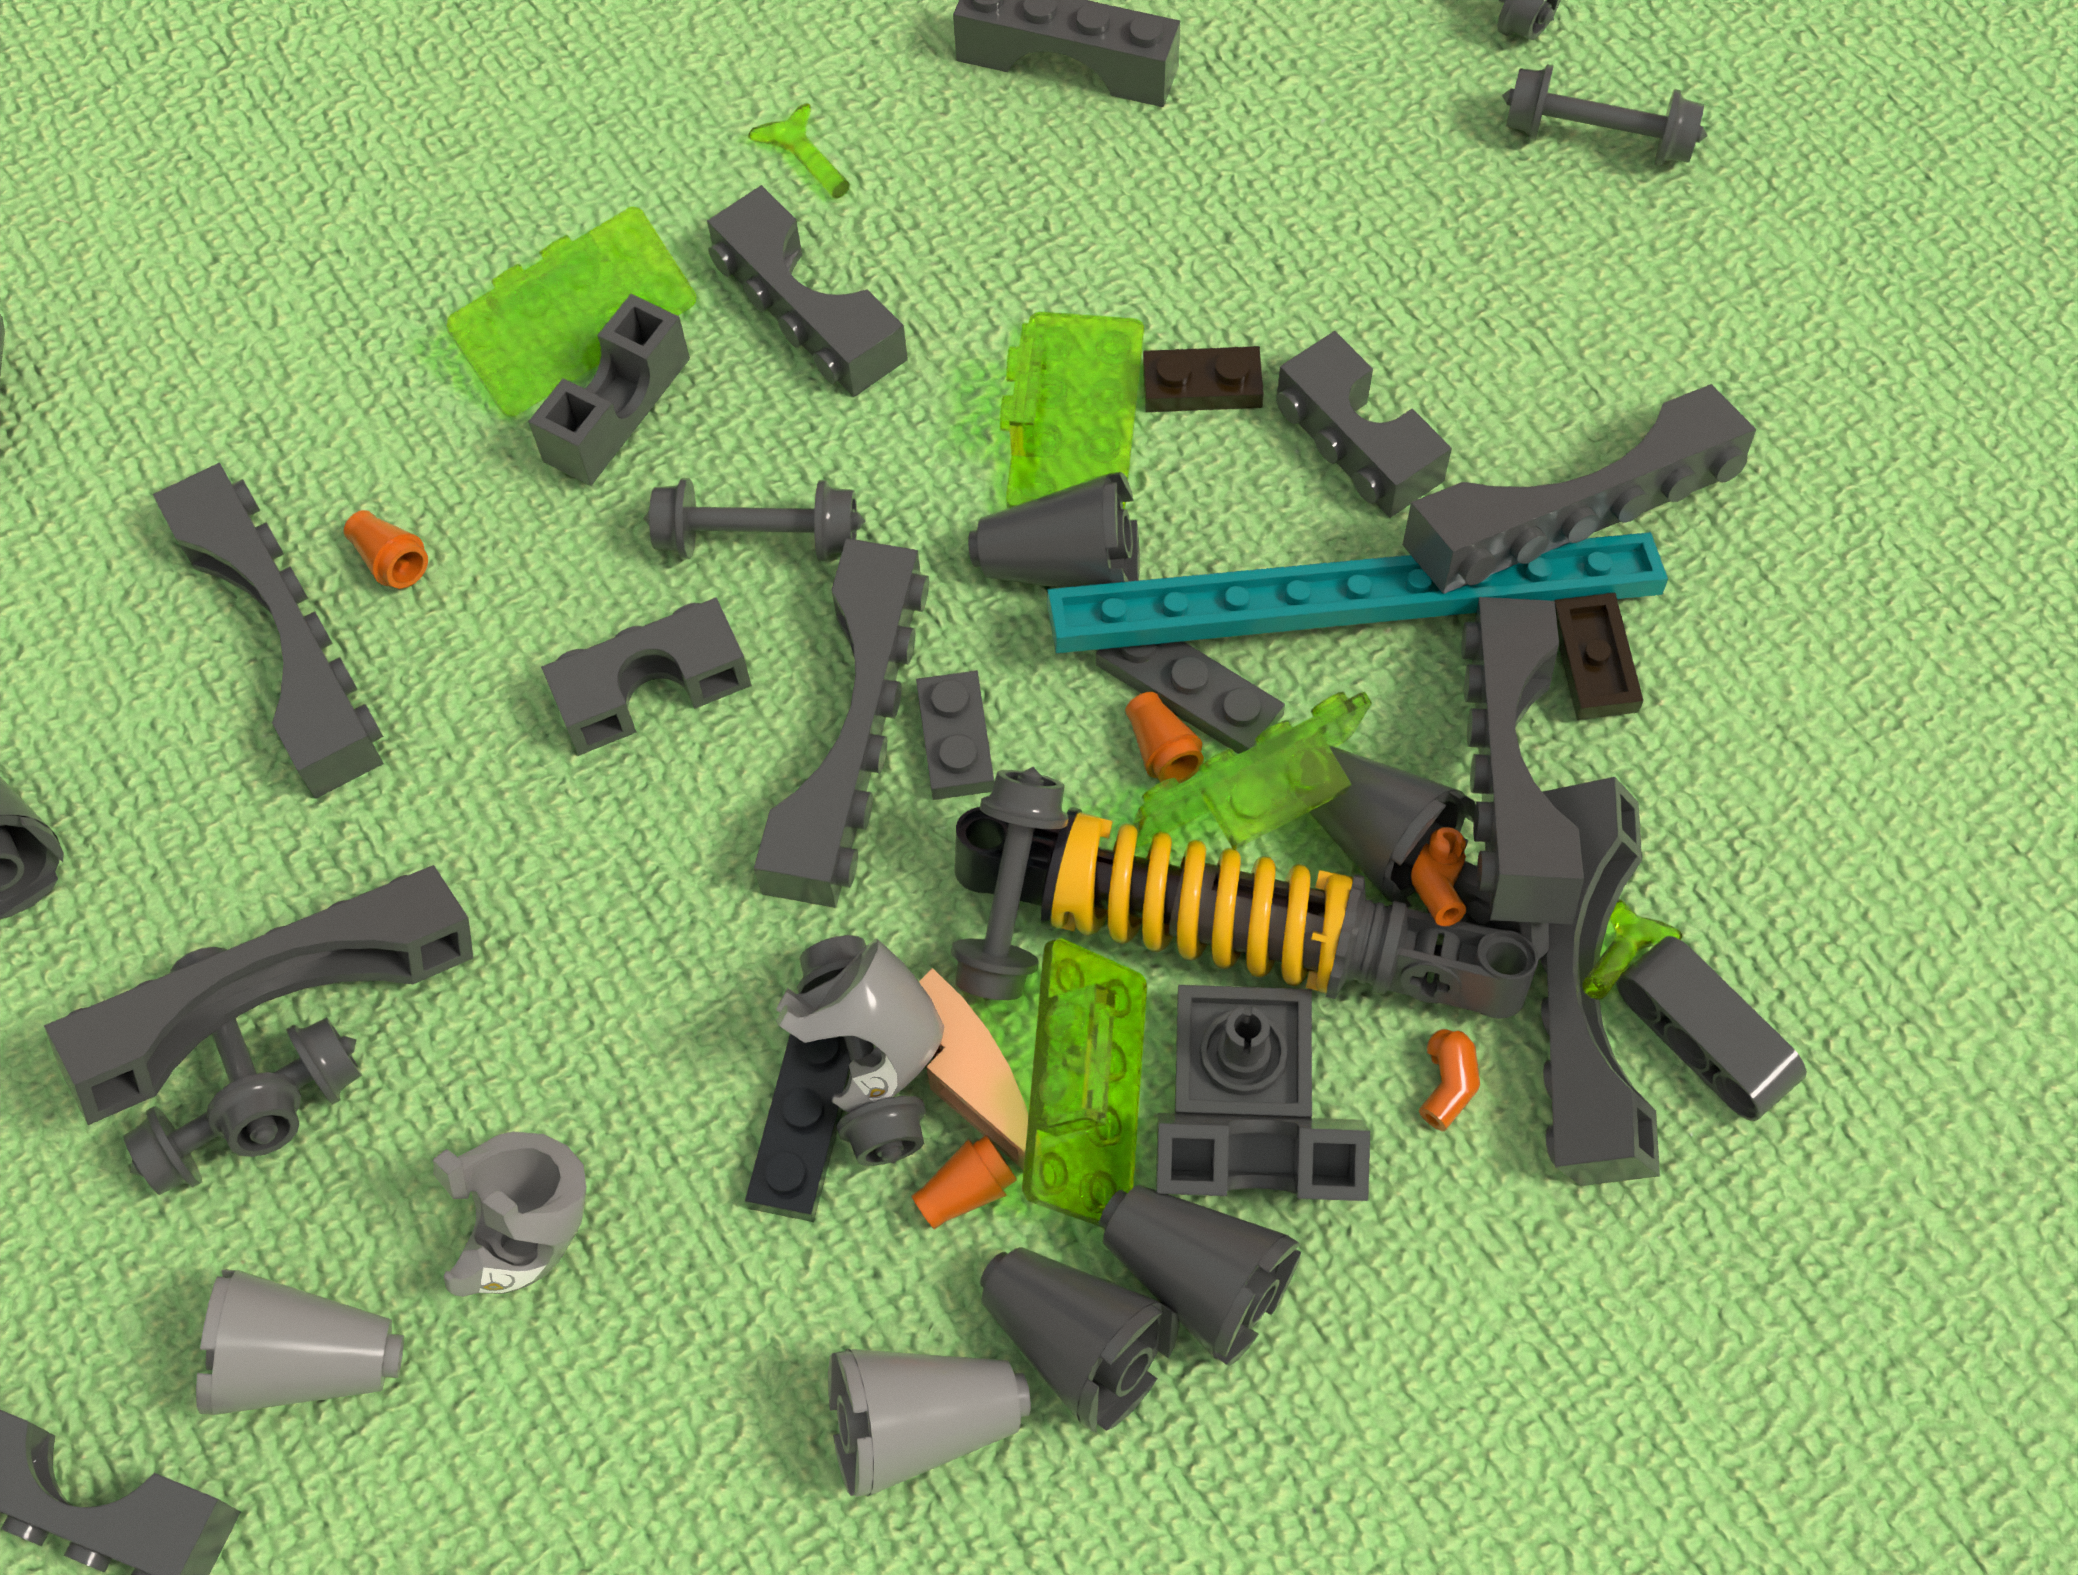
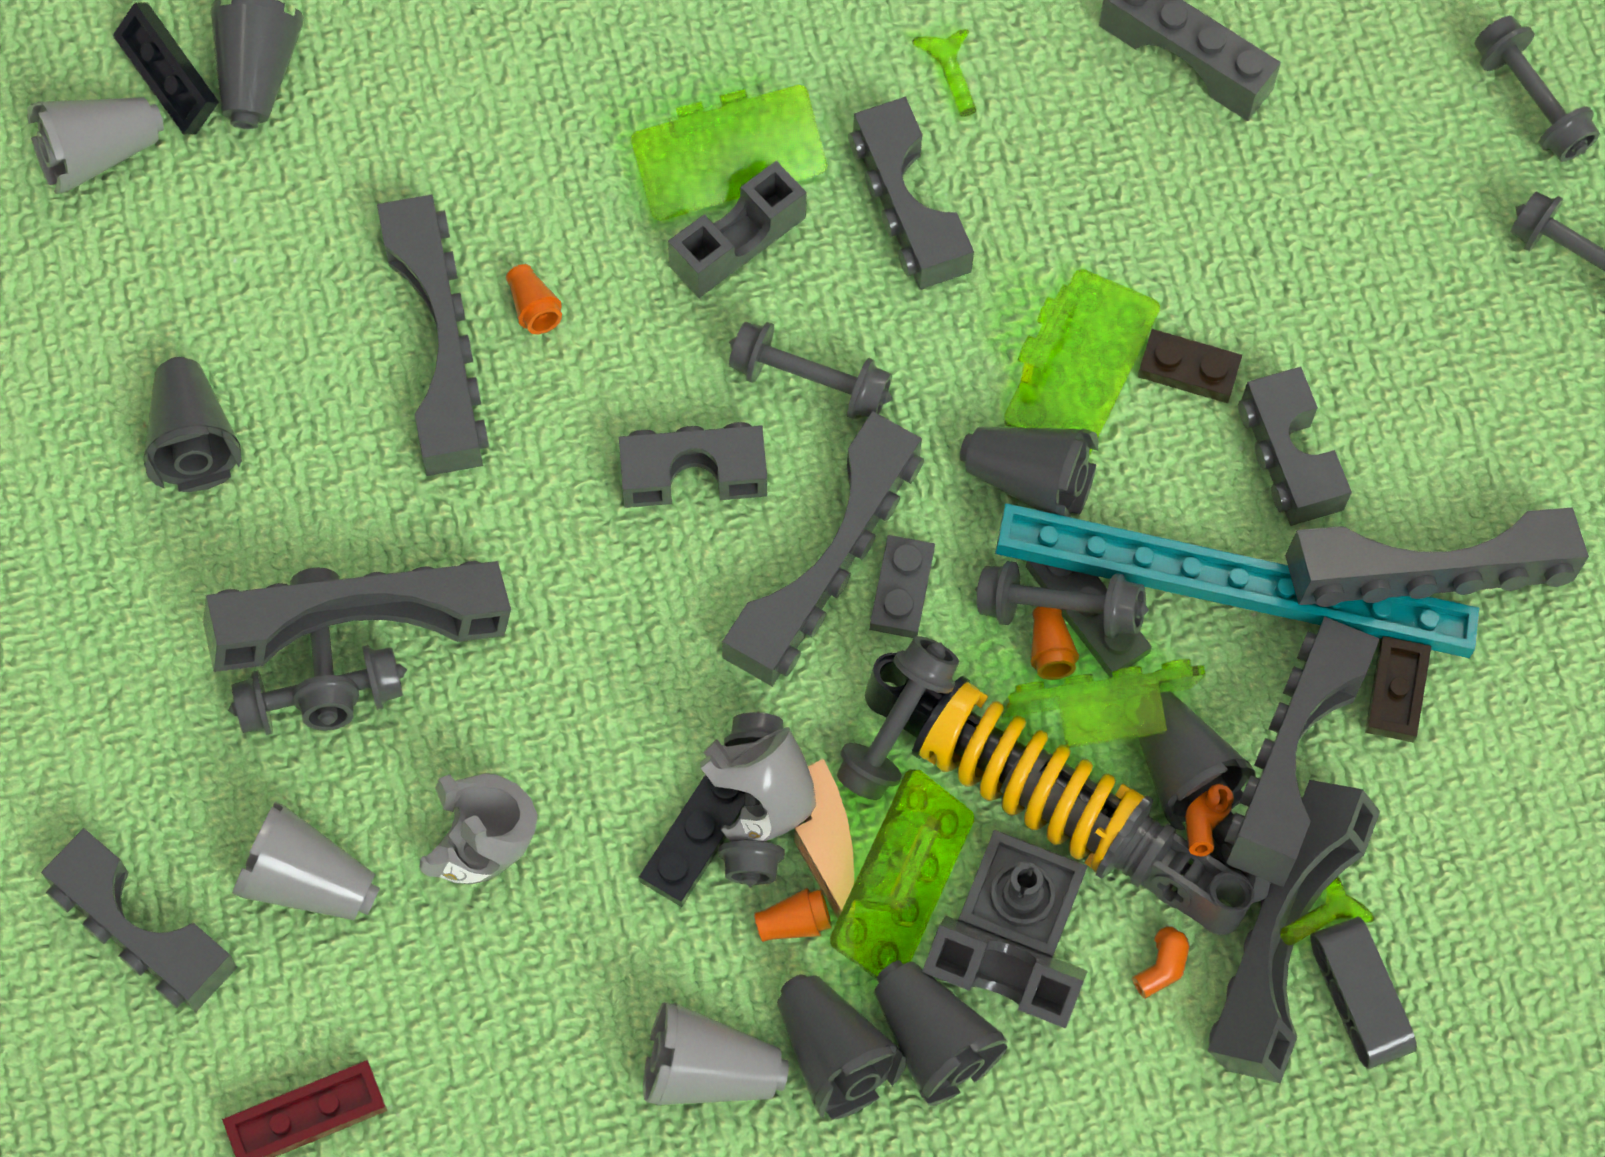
camera: 15 degrees right, 5 degrees up
(1079, 699) = (1001, 592): none -> dark grey piece

